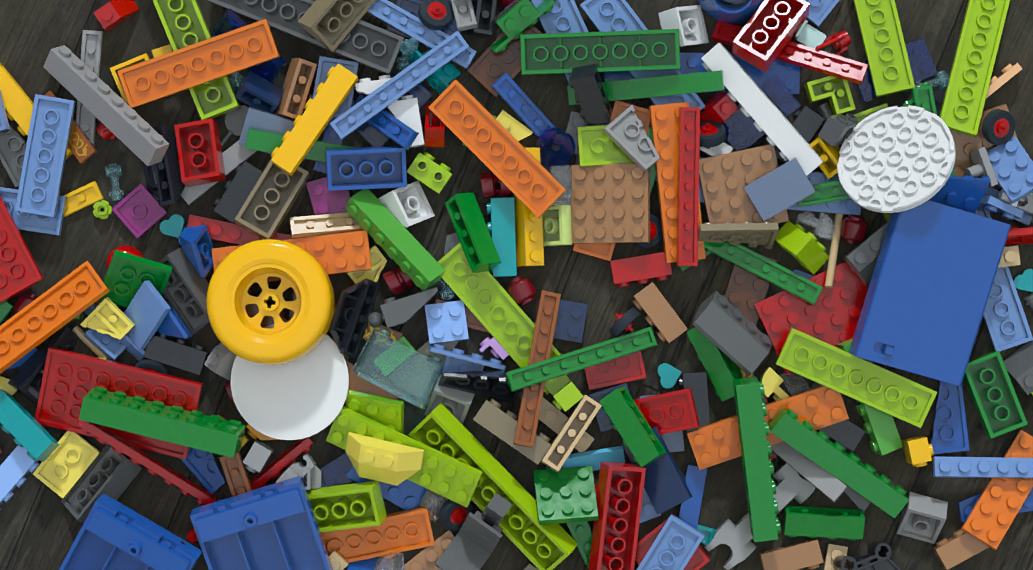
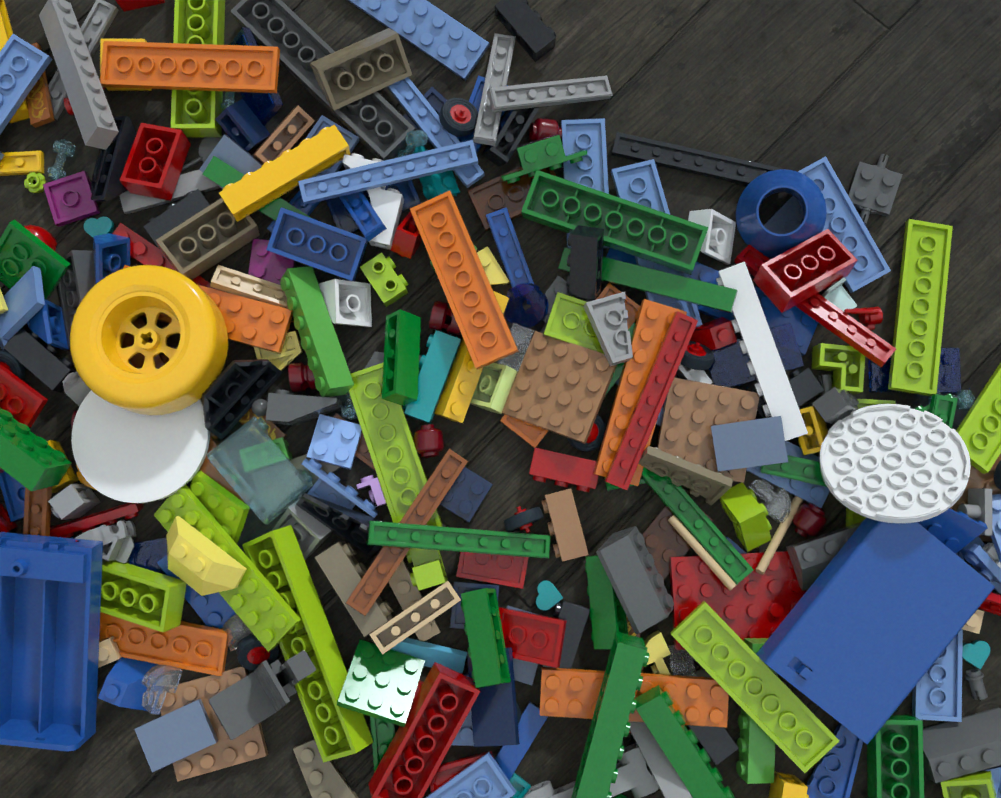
camera: 25 degrees right, 5 degrees down
(777, 290) = (702, 553): none -> tan bar

